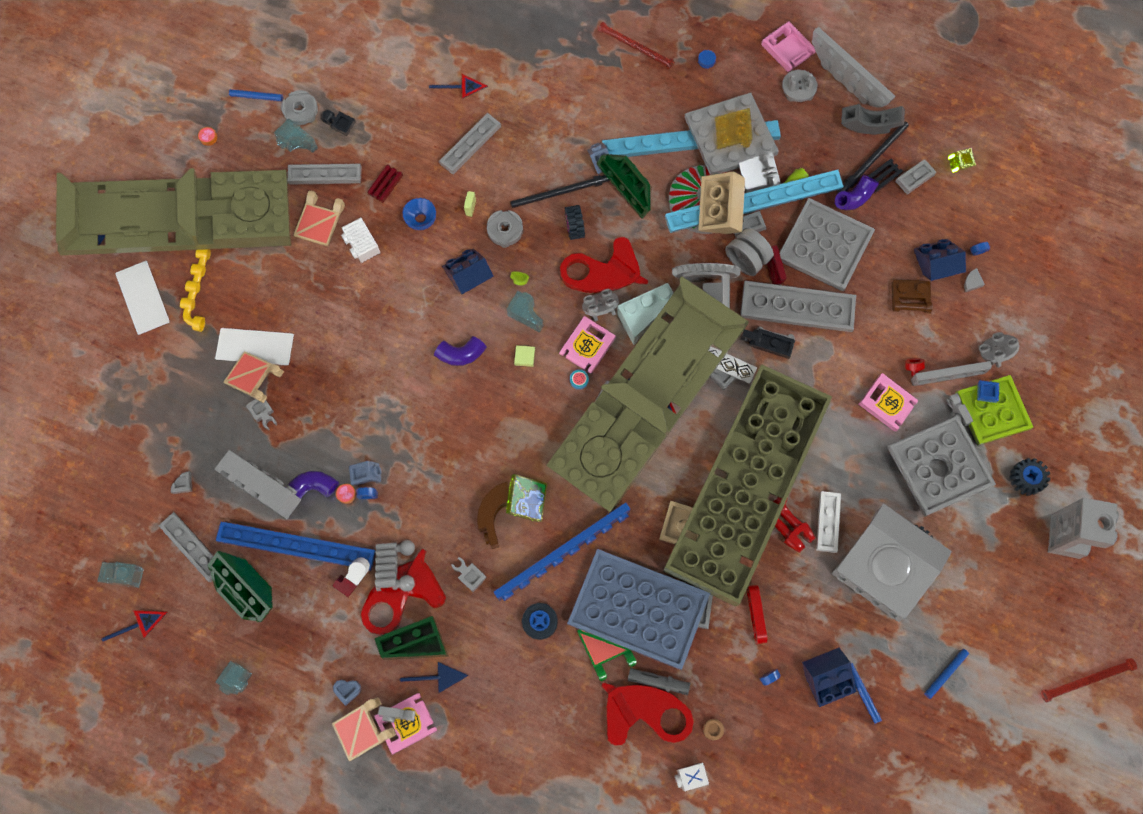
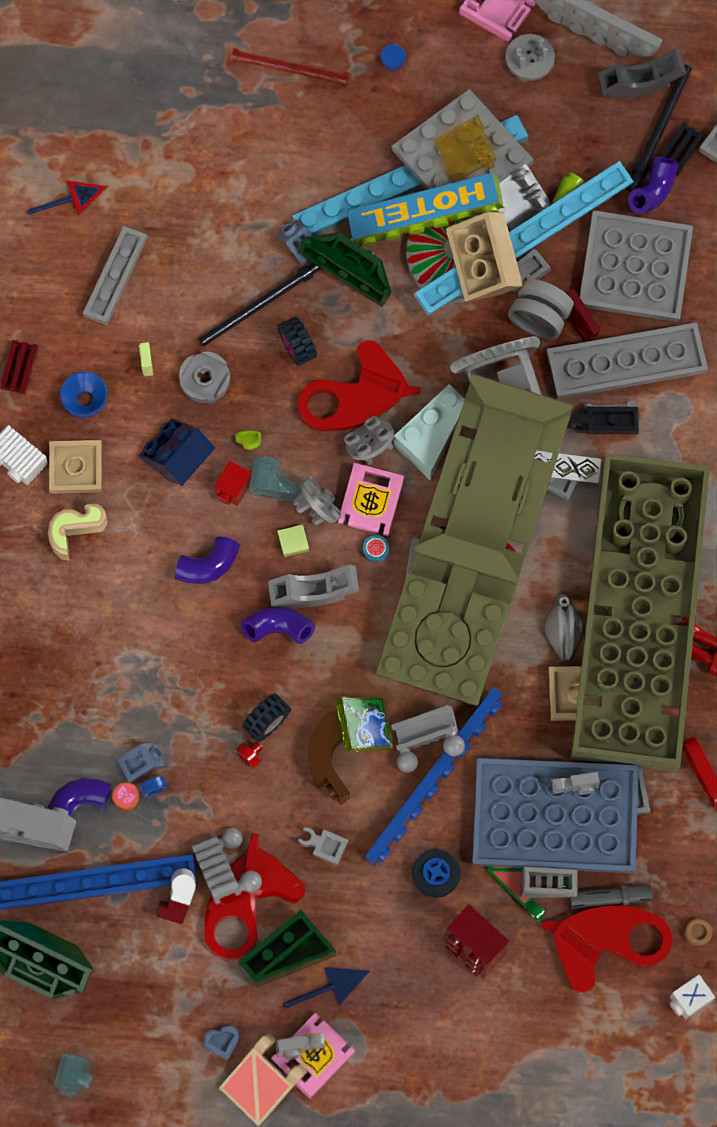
camera: 20 degrees left, 0 degrees up
(379, 296) = (71, 522): none -> tan animal
(396, 260) = (75, 466): none -> tan plate
(440, 492) = (249, 754): none -> red tile
(460, 471) = (266, 717): none -> black wheel
(492, 406) = (278, 621): none -> dark purple cylinder
(496, 304) = (232, 484): none -> red brick
(525, 393) = (313, 590): none -> light grey arch
(547, 681) = (475, 942): none -> dark red brick
(551, 334) = (318, 500): none -> light grey plate
(567, 516) = (422, 731): none -> light grey gear
(614, 663) = (548, 892): none -> light grey slope
(664, 592) = (582, 783): none -> light grey plate
(691, 476) = (563, 627): none -> light grey hat
(692, 160) = (425, 209): none -> brick

